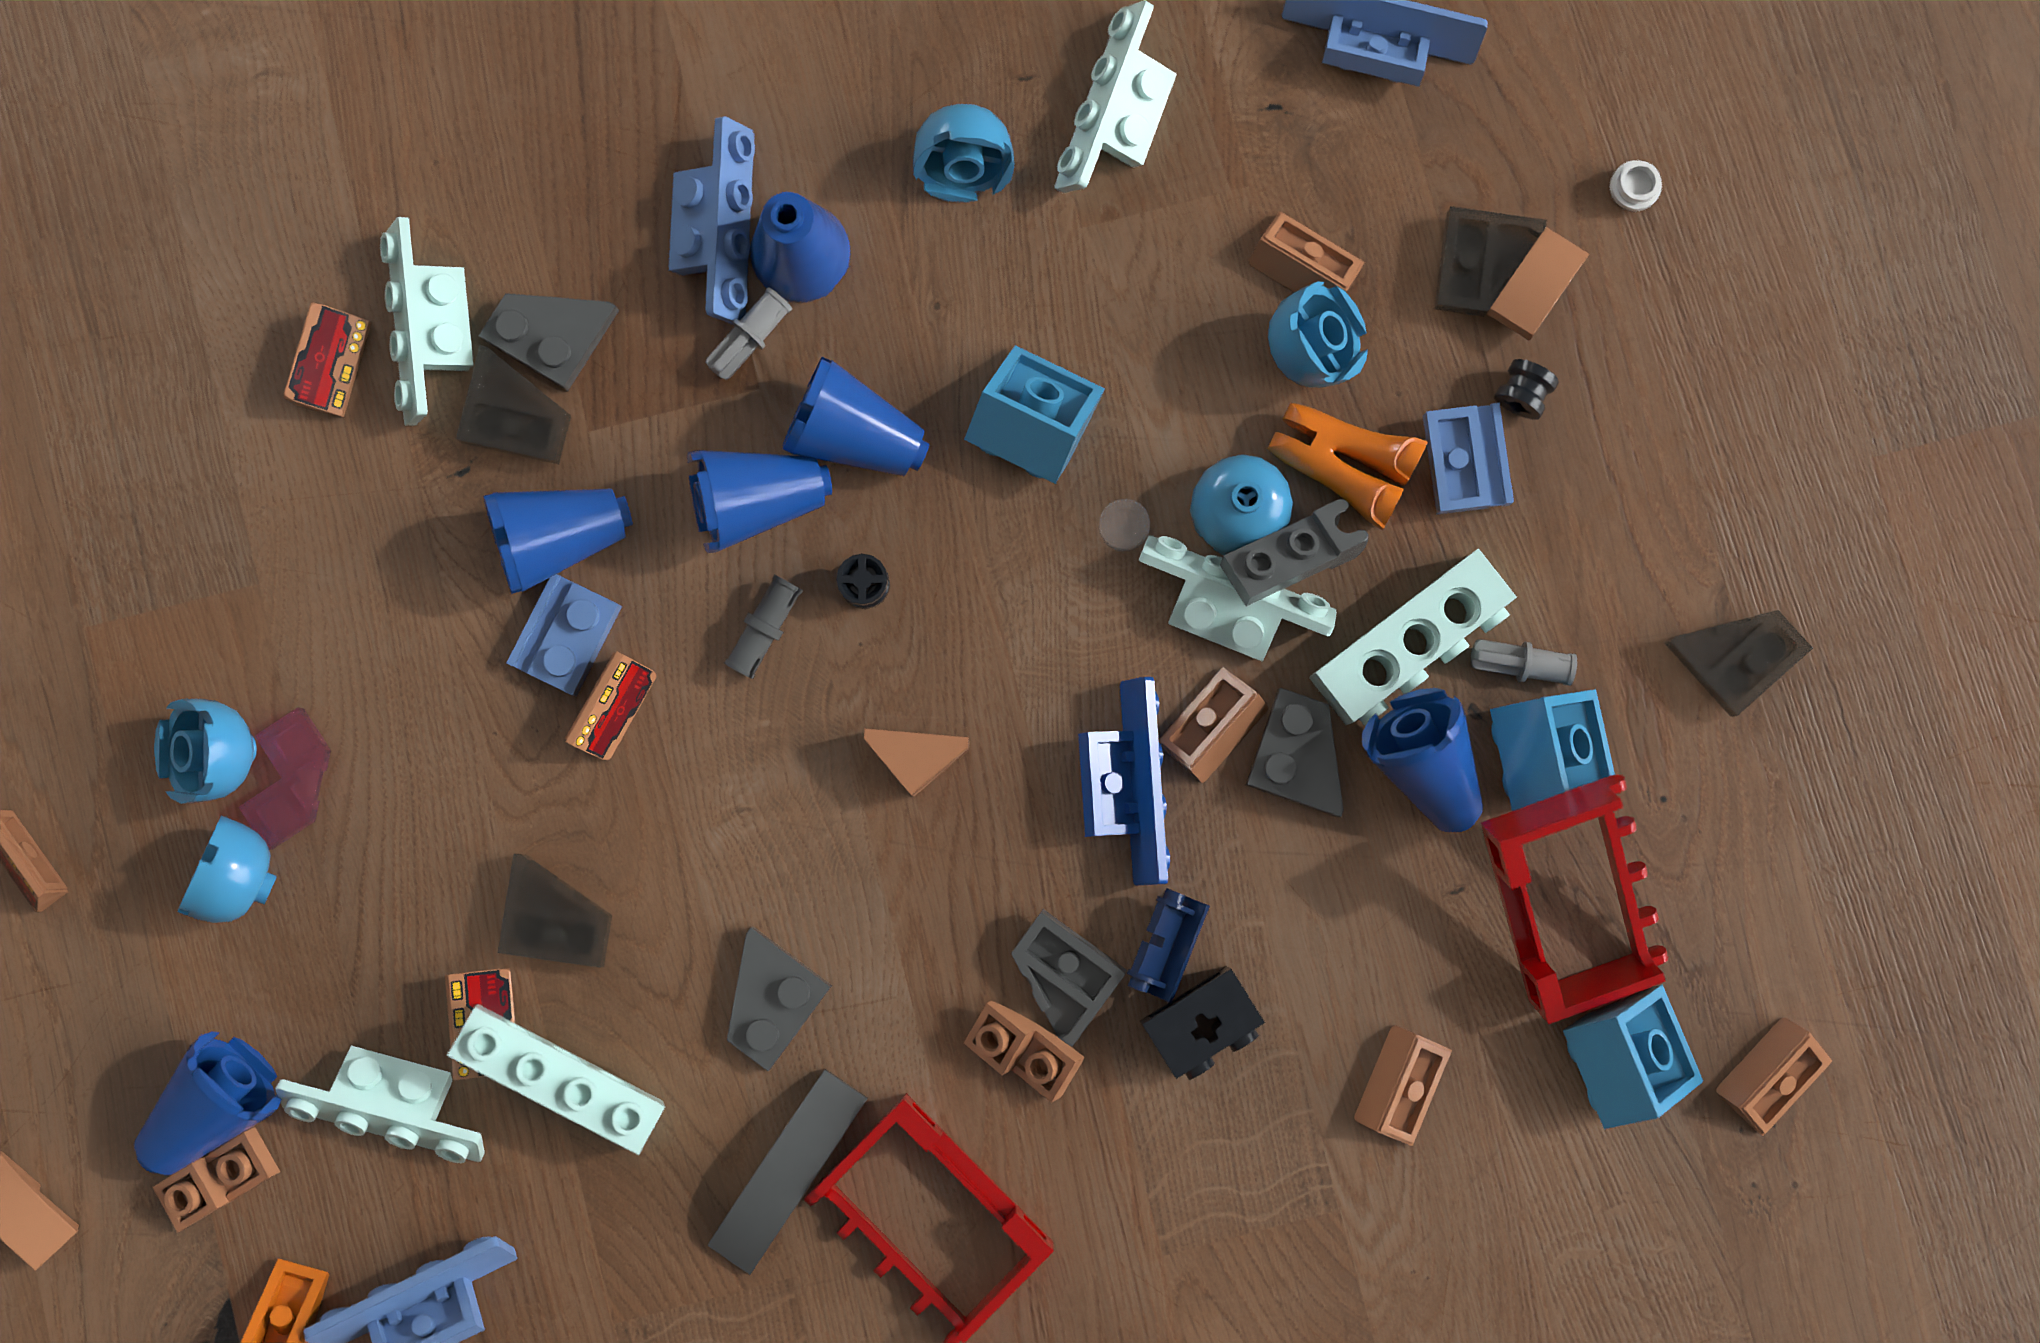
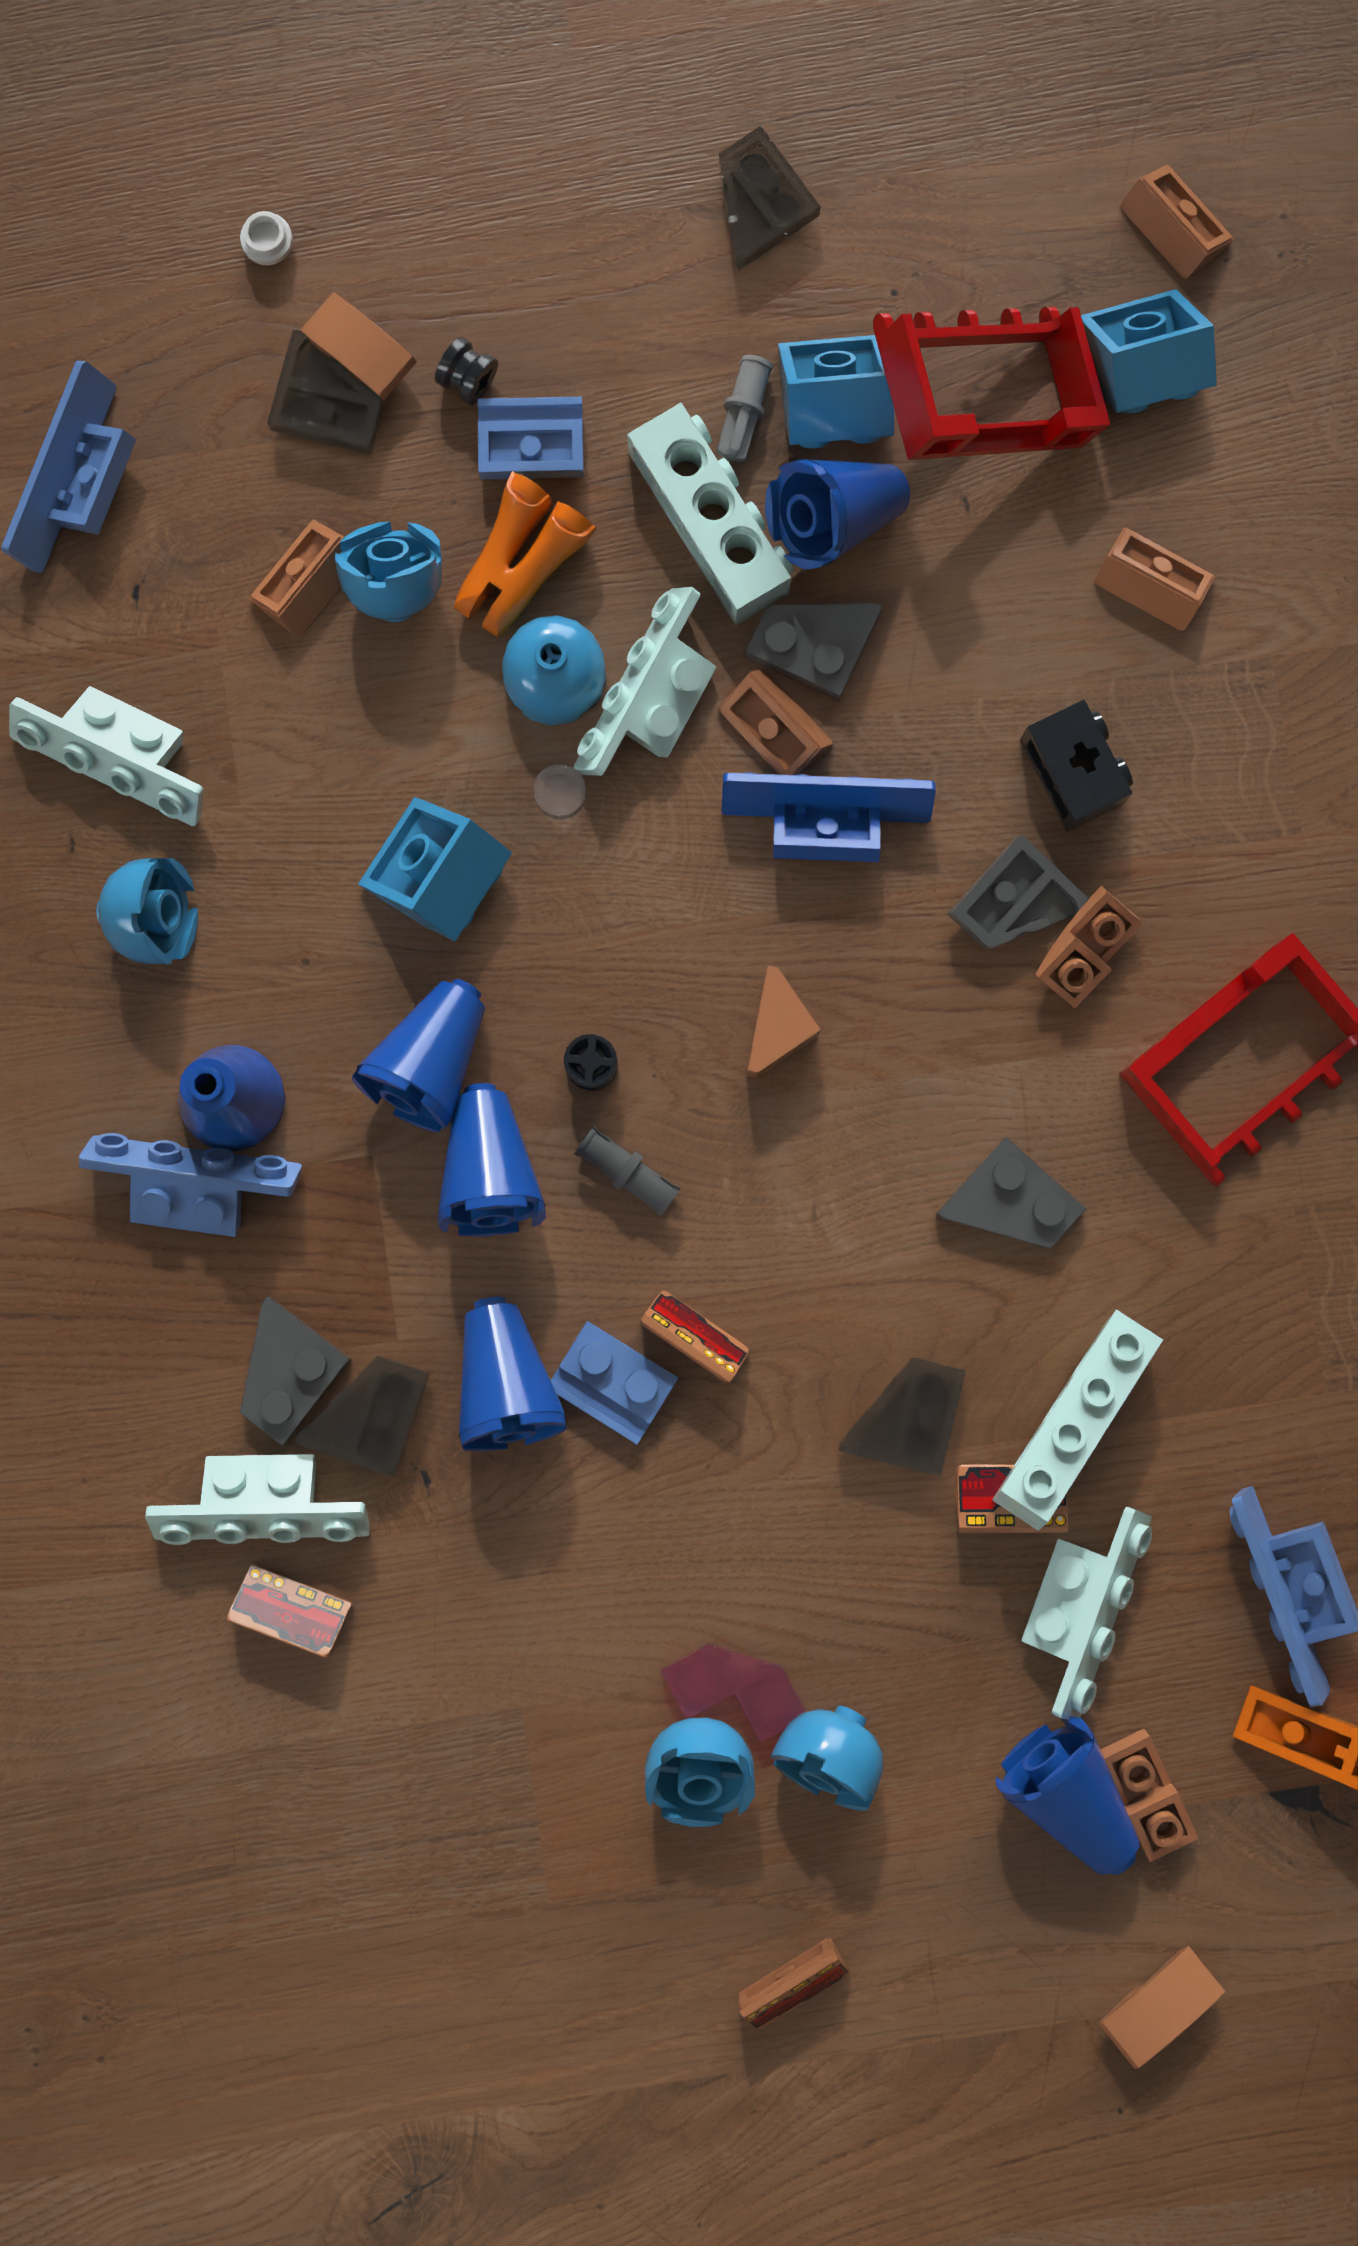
camera: 85 degrees left, 0 degrees up
(748, 334) = (314, 1159): light grey axle -> none
(787, 1171) = (1190, 1198): dark grey slope -> none
(1164, 959) = (996, 789): dark blue hinge -> none
(1292, 554) = (612, 620): dark grey plate -> none

